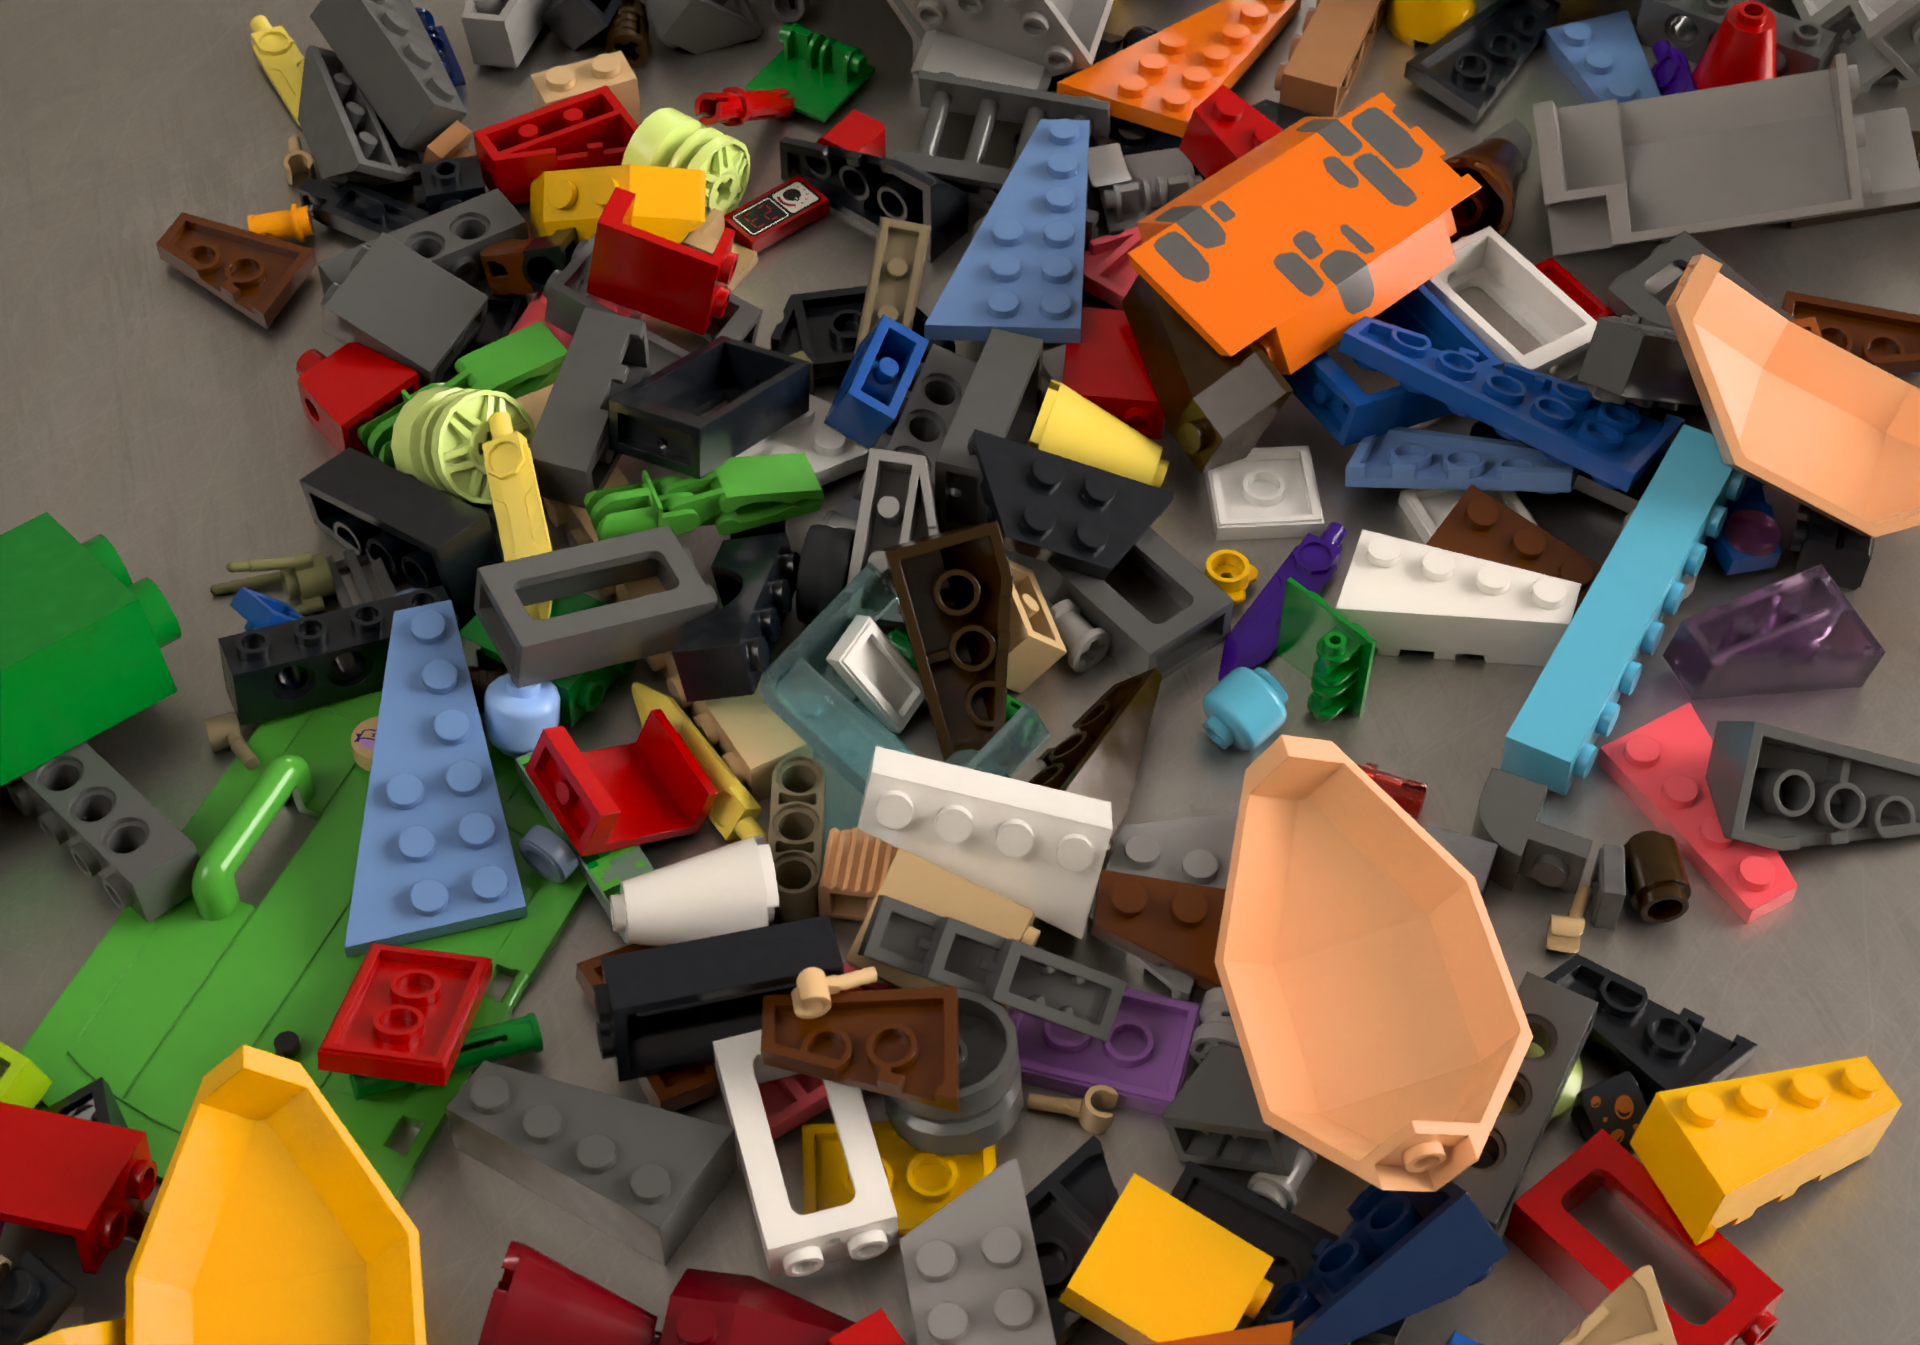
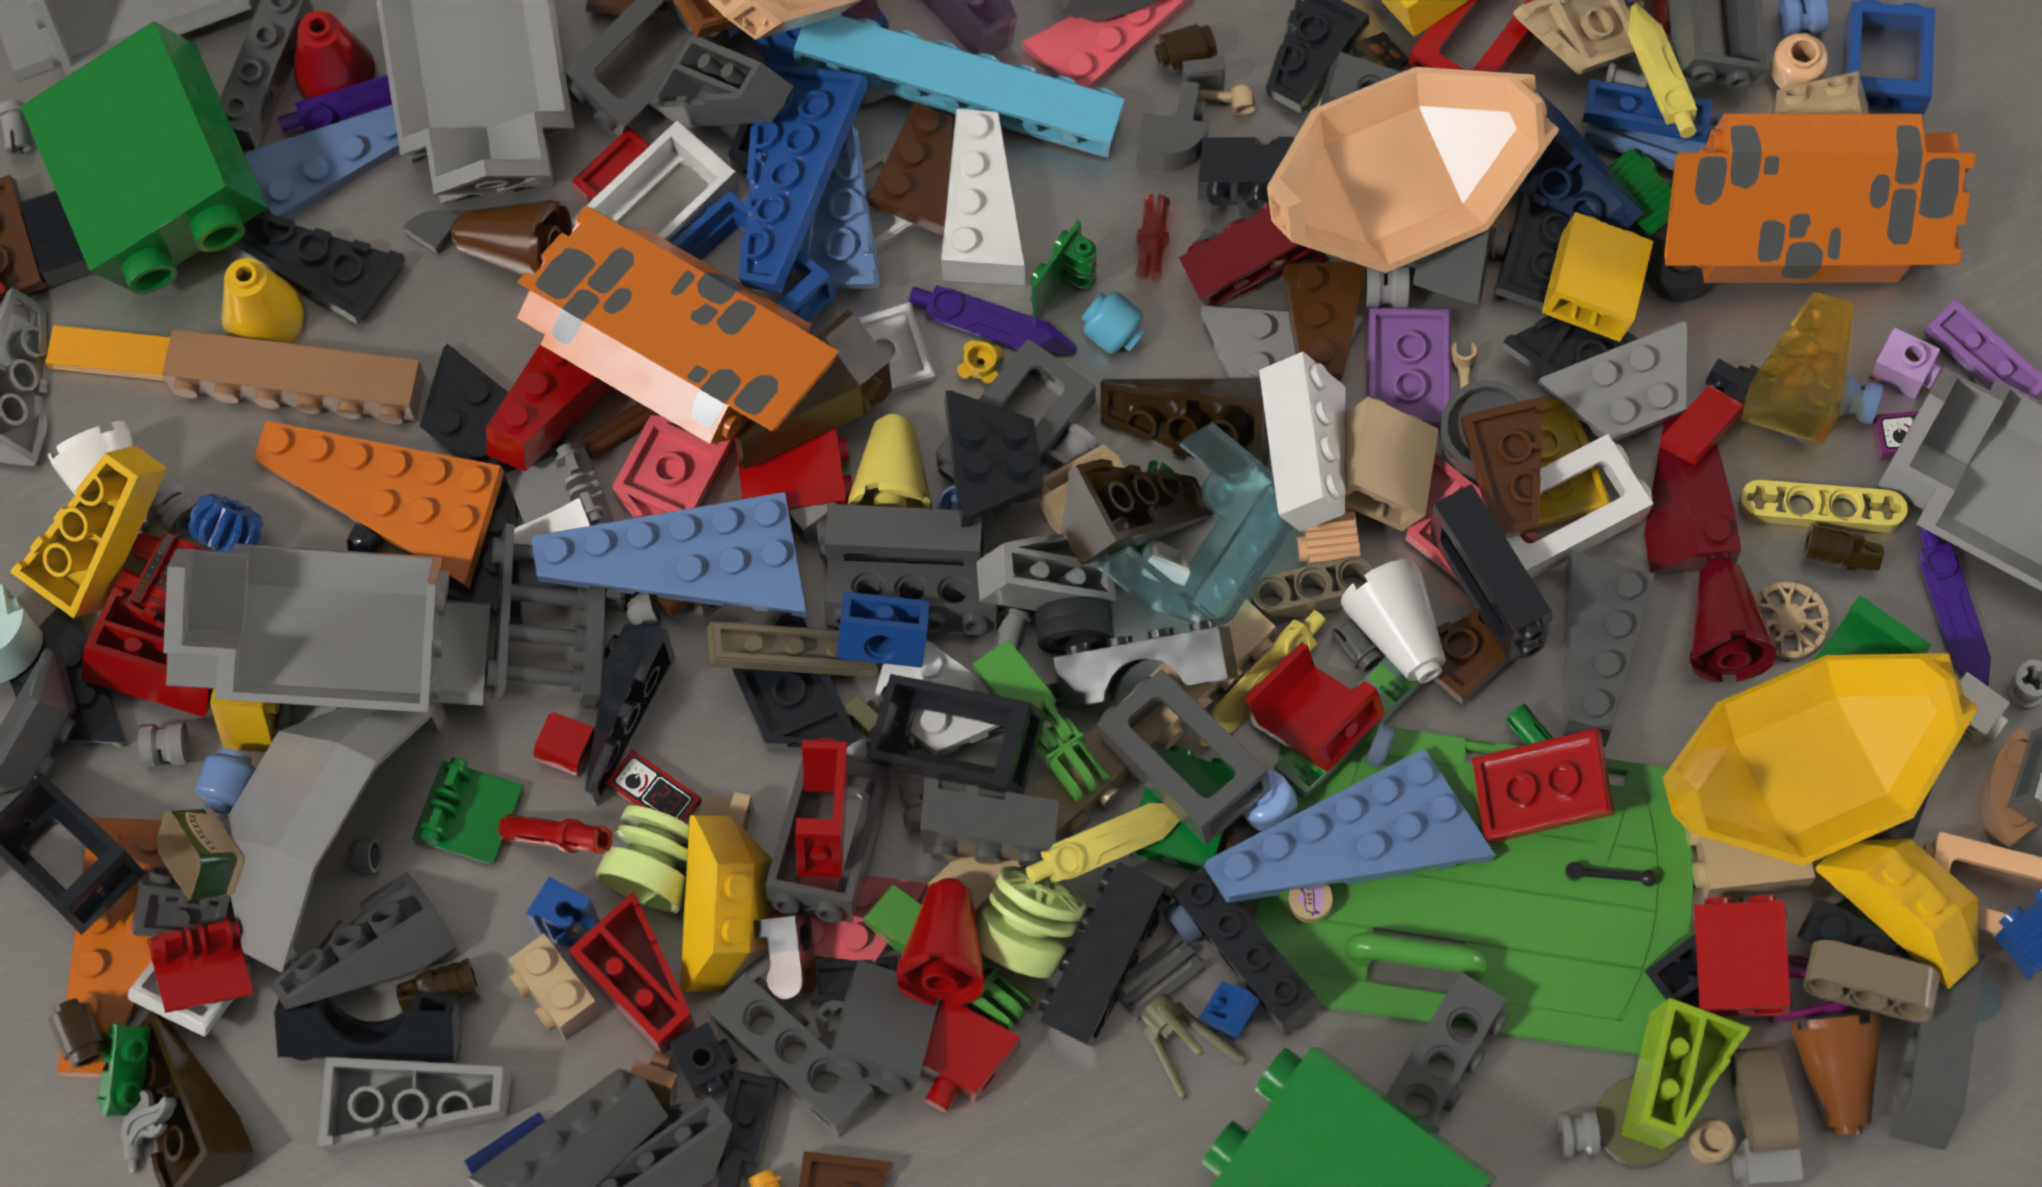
camera: 100 degrees left, 20 degrees up
(225, 733) = (1323, 1022): dark tan hand -> none
(460, 346) = (943, 948): none -> red cone
(660, 79) = (558, 909): none -> blue hinge
(814, 988) = (1494, 499): tan hand -> none
(993, 966) = (1413, 415): dark grey slope -> none

